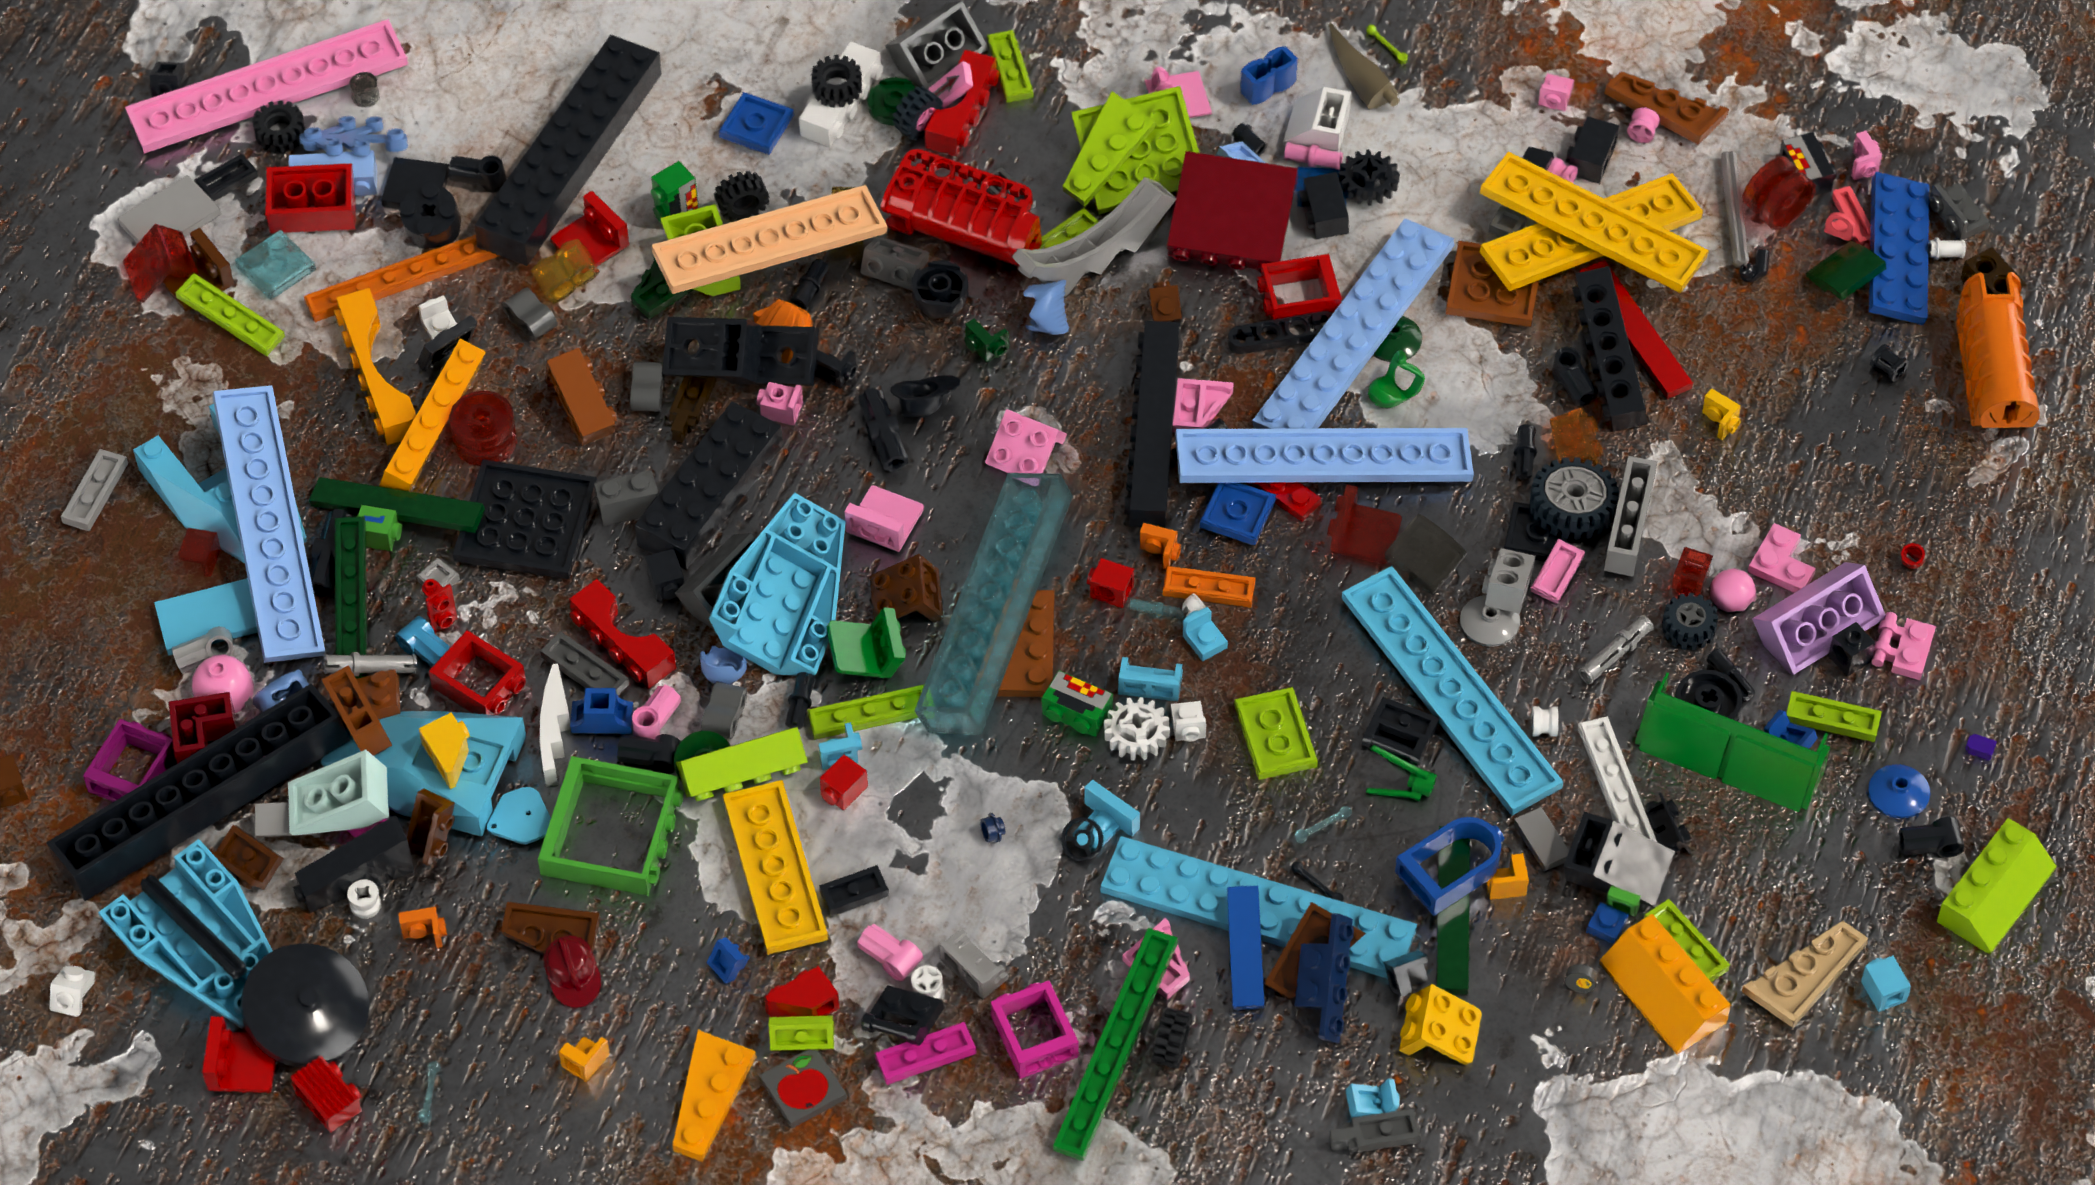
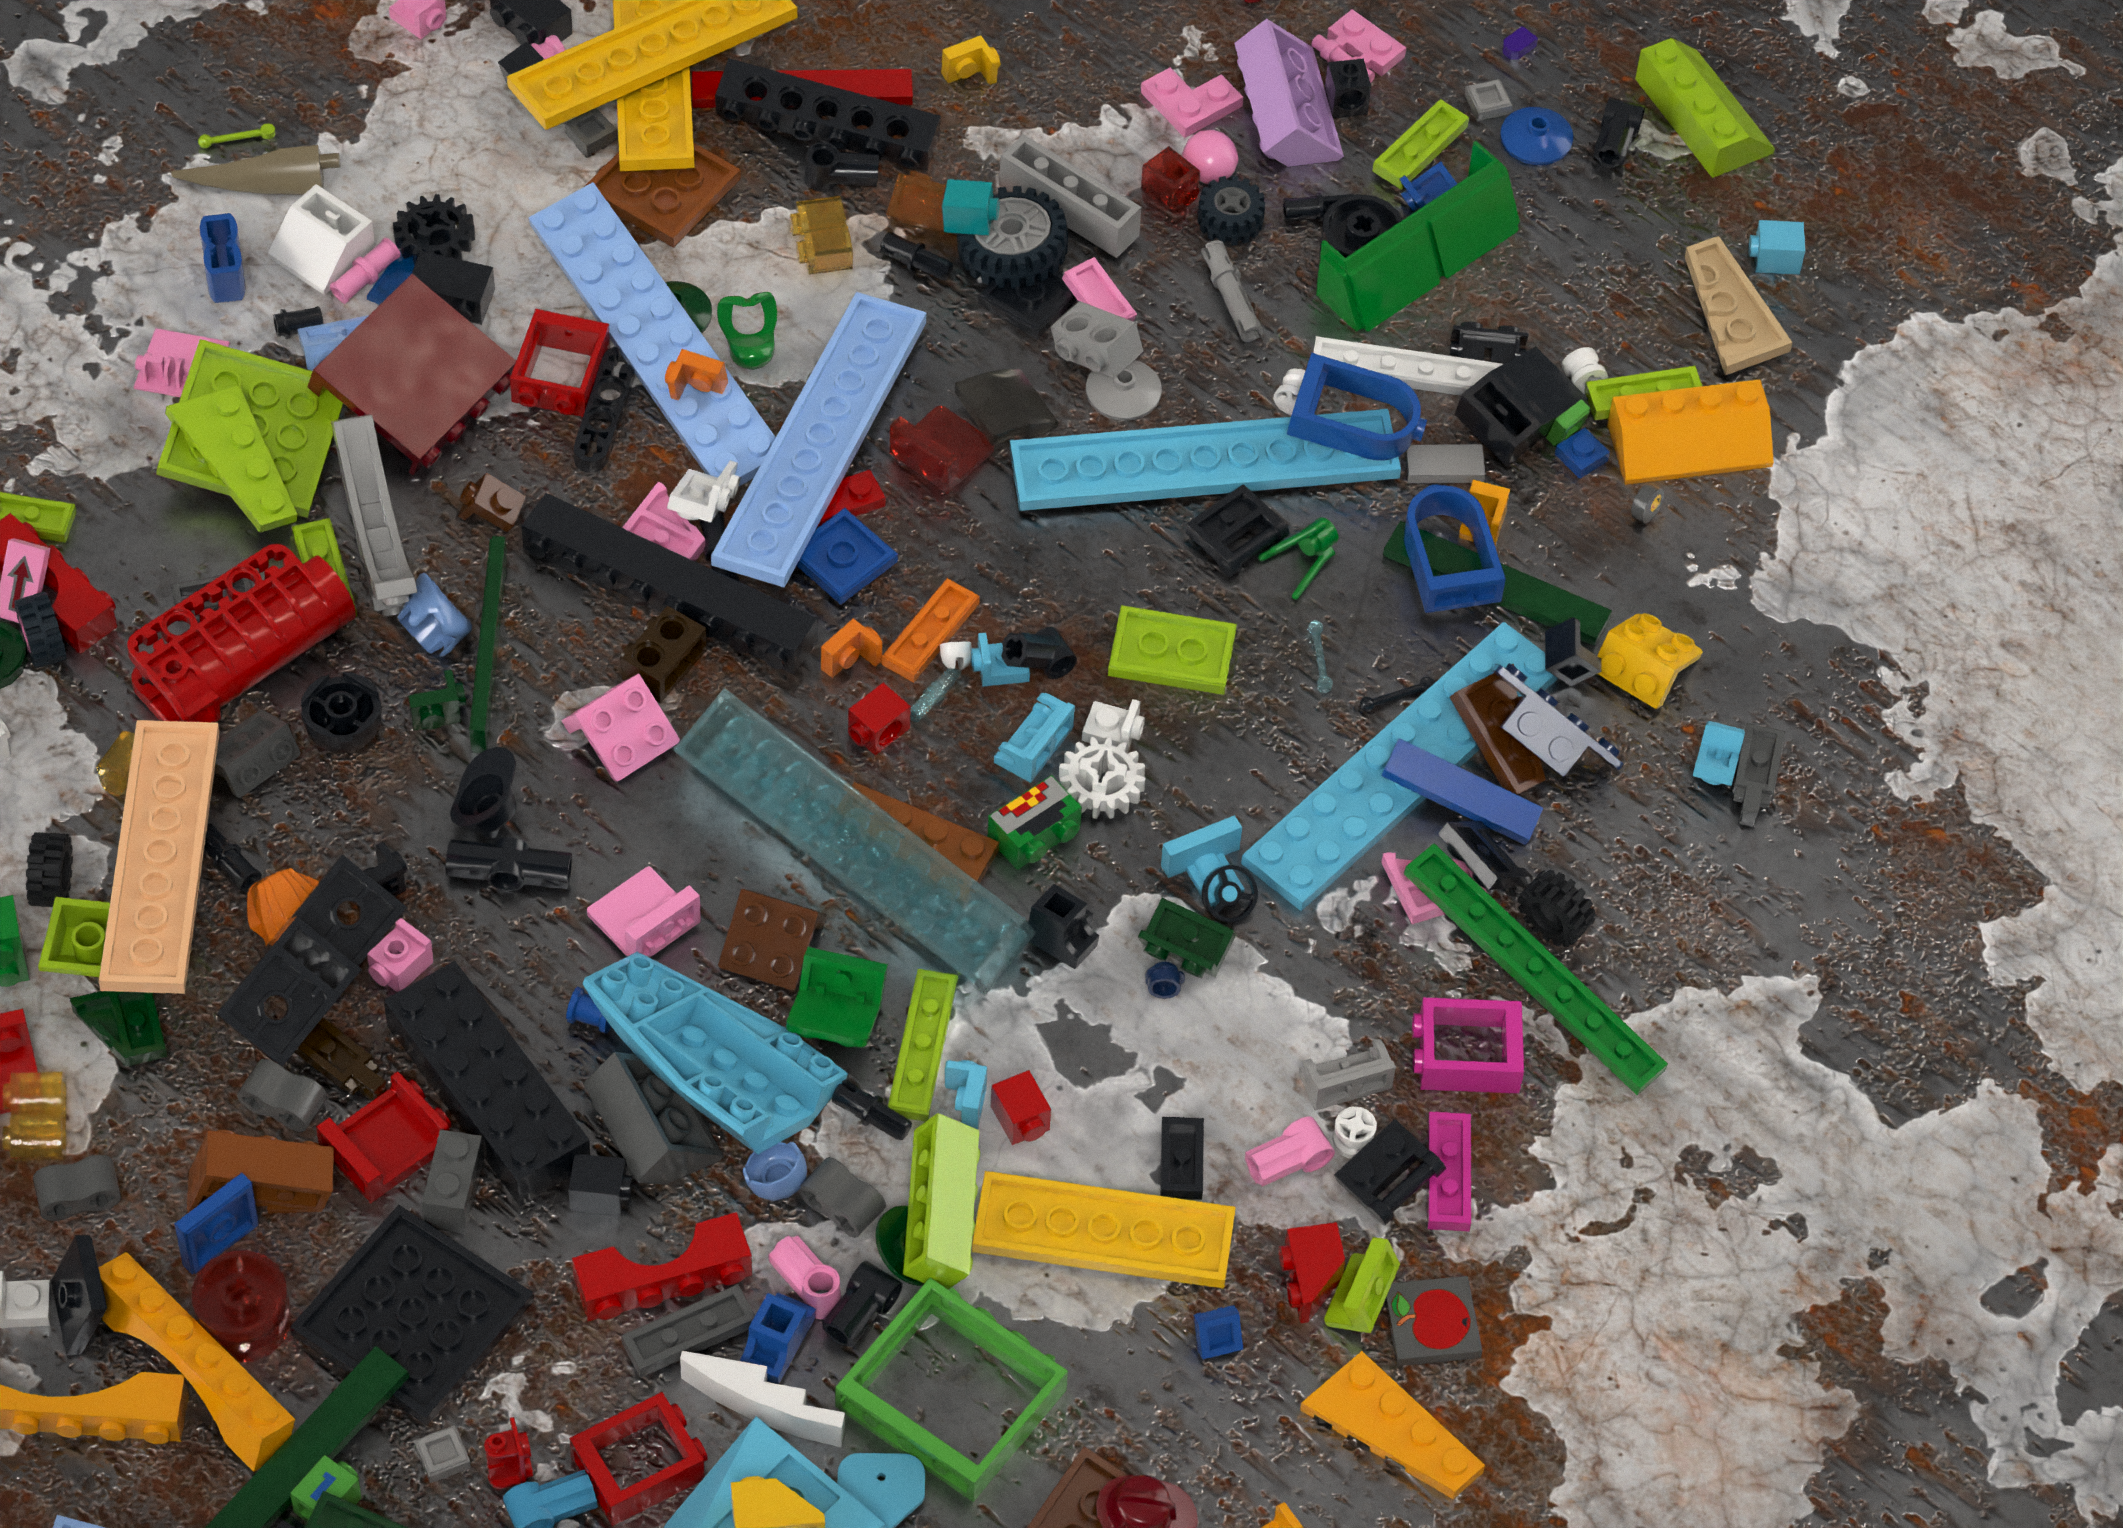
camera: 70 degrees left, 0 degrees up
(530, 388) = (217, 1223): none -> blue plate
(639, 448) = (385, 1138): none -> red panel
(1001, 750) = (1063, 926): none -> black brick
(1028, 827) = (1187, 938): none -> dark green bracket
(1048, 347) = (488, 644): none -> dark green tile
(1094, 446) = (668, 658): none -> dark brown brick
(1189, 974) = (1483, 856): none -> black plate
(1222, 655) = (1039, 651): none -> black piece
(1233, 408) = (704, 495): none -> white bracket
(1319, 353) = (698, 371): none -> orange bracket
(1506, 390) = (823, 235): none -> clear yellow brick
(1529, 719) = (1363, 382): none -> blue window
(1567, 454) = (969, 207): none -> teal brick
(1681, 893) = (1583, 367): none -> white wheel
(1910, 746) = (1488, 100): none -> light grey tile

